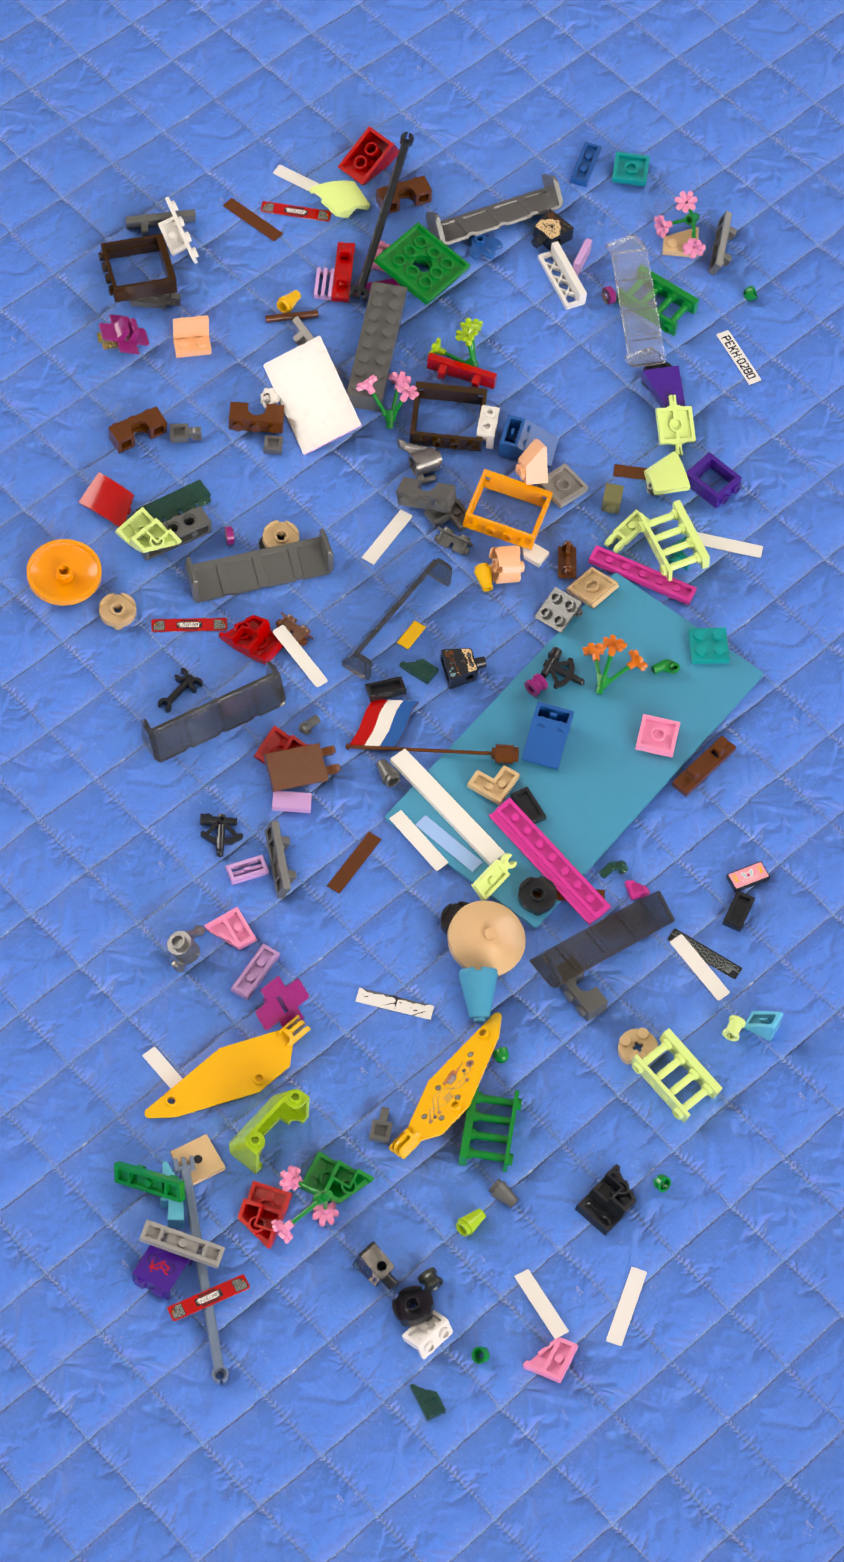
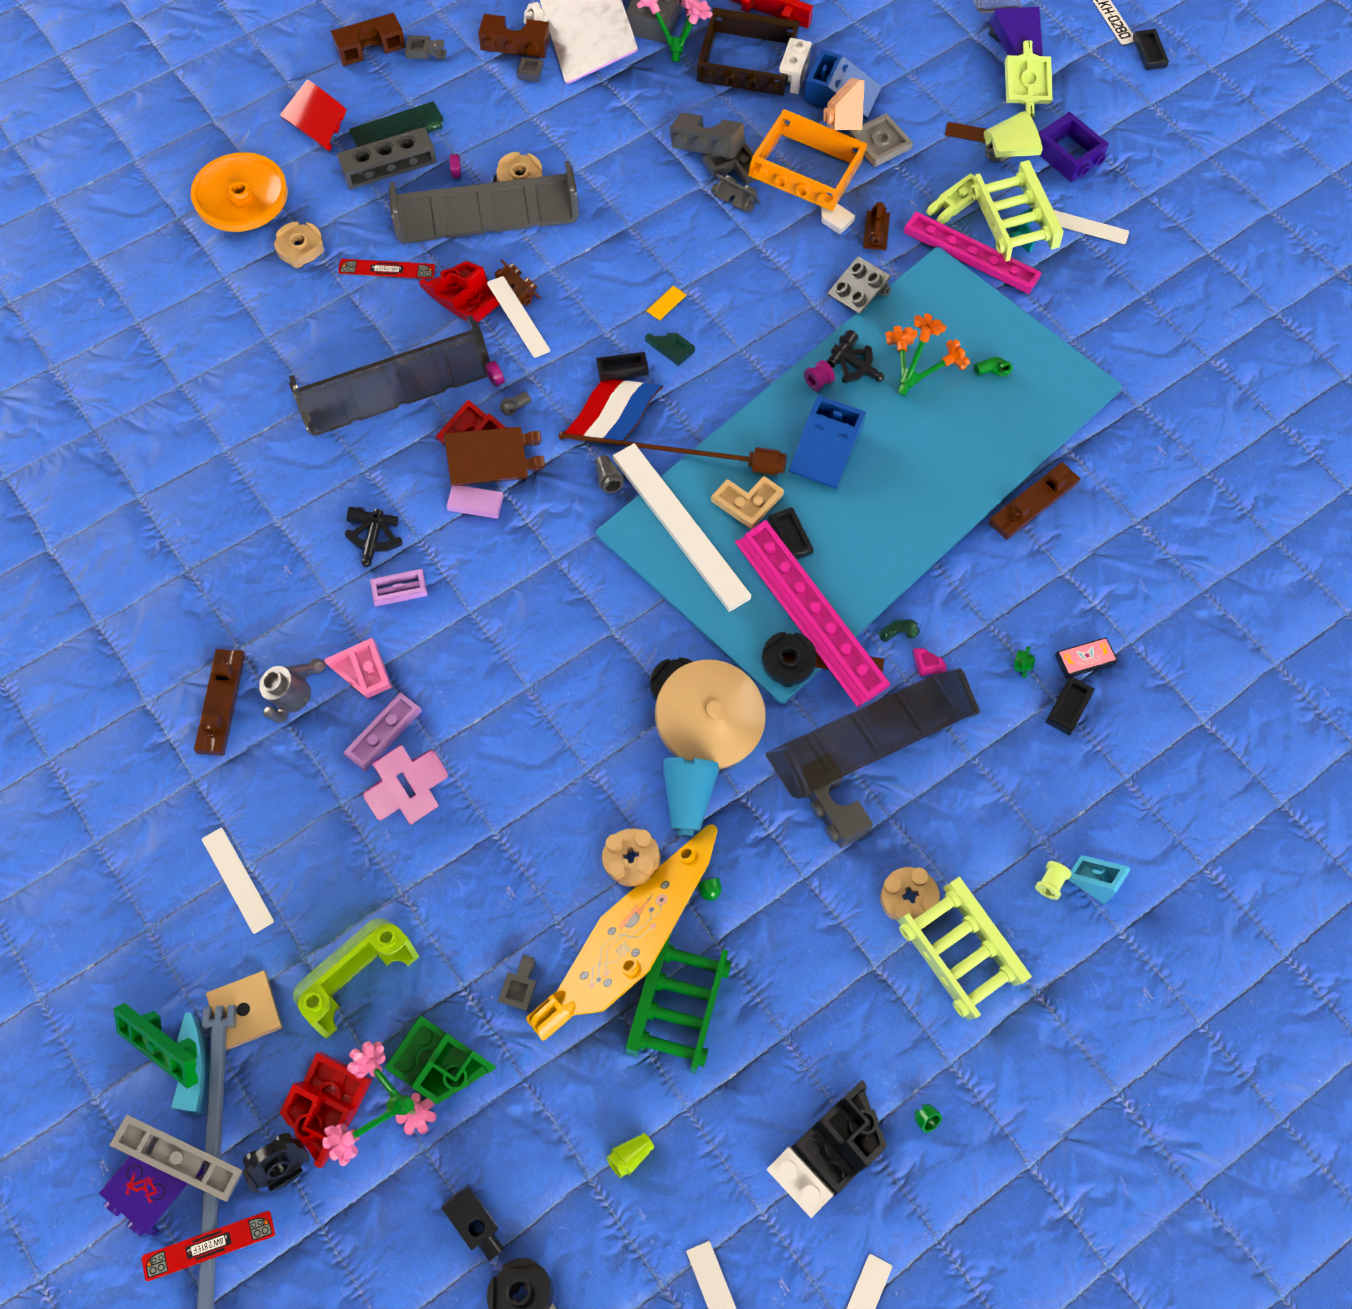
camera: 10 degrees right, 5 degrees up
(134, 961) = (219, 702): none -> reddish brown hinge
(146, 533) = (348, 151): yellowish green slope -> none
(186, 680) = (365, 336): black bar -> none
(231, 1073) = (319, 879): yellow wing -> none
(247, 1237) = (275, 1163): none -> black plate
(276, 845) = (441, 558): dark grey hinge -> none
(290, 703) = (494, 373): none -> magenta tile
(354, 862) = (545, 590): reddish brown sticker -> none
(362, 665) = (707, 222): clear smoke piece -> none
(387, 537) = (653, 184): white sticker -> none
(394, 1003) = (570, 795): white sticker -> none
(418, 840) = (636, 568): white sticker -> none
(421, 460) = (708, 96): flat silver piece -> none
(430, 1279) = (554, 1249): pearl dark grey wheel -> none
(440, 1029) = (619, 846): none -> tan plate
(448, 843) = (676, 575): light blue sticker -> none
(460, 666) = (724, 345): black torso -> none
(484, 576) = (768, 237): yellow cone -> none
(493, 877) = (730, 627): yellowish green plate -> none
(503, 1193) = (685, 1111): dark grey cone -> none
(506, 564) = (797, 224): light nougat brick -> none
(583, 1227) = (800, 1181): none -> white plate
(592, 587) = (906, 261): tan tile -> none
(612, 498) = (941, 158): olive brick -> none
(657, 735) = (976, 454): bright pink plate -> none
(699, 967) = (1009, 783): white sticker -> none
(704, 883) = (1024, 661): none -> green plate
(708, 645) = (1052, 345): teal plate -> none
(710, 956) = (1017, 763): black sticker -> none
(772, 388) = (1150, 49): none -> black tile

